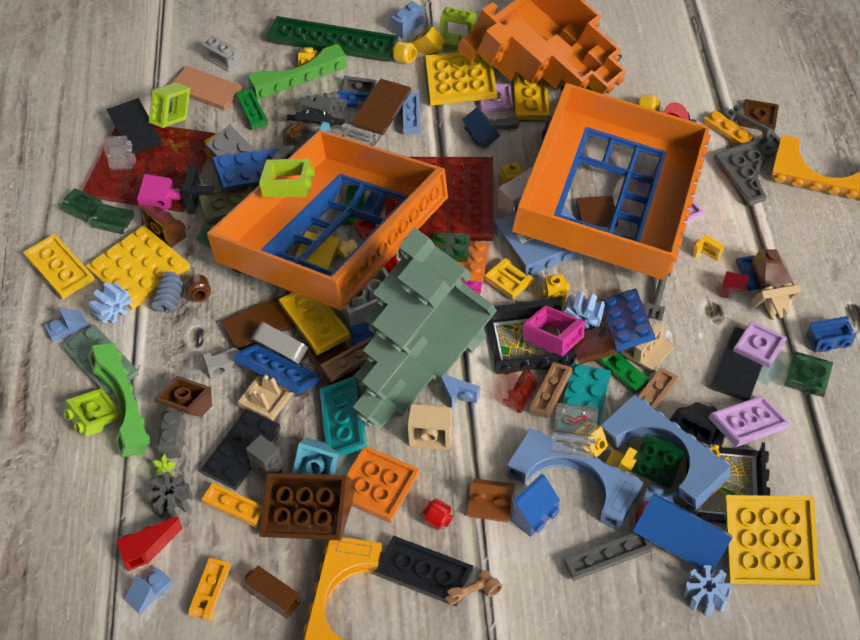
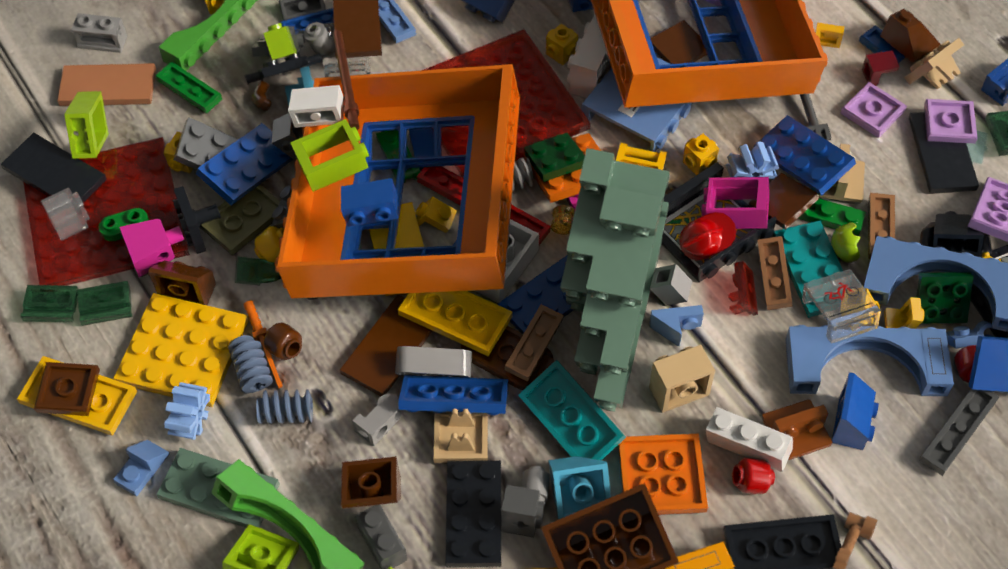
camera: 30 degrees left, 5 degrees up
(53, 258) = (67, 389): none -> reddish brown tile
(156, 171) = (118, 220): none -> green plate
(170, 328) = (284, 406): none -> sand blue piece
(190, 272) = (259, 334): none -> orange sword
(285, 215) = (369, 202): none -> blue hinge
(288, 450) = (537, 479): none -> light grey brick
(303, 145) = (316, 106): none -> white brick
(317, 99) = (279, 41): none -> lime brick
(323, 155) = (350, 108): none -> copper bar
(350, 108) = (318, 38): none -> light grey brick
(449, 488) = (749, 438): none -> white brick
(470, 364) = (671, 284): none -> light grey brick
(516, 342) = (707, 236): none -> red piece
(614, 391) = (845, 243): none -> lime hair
(710, 313) = (873, 109): none -> lavender tile

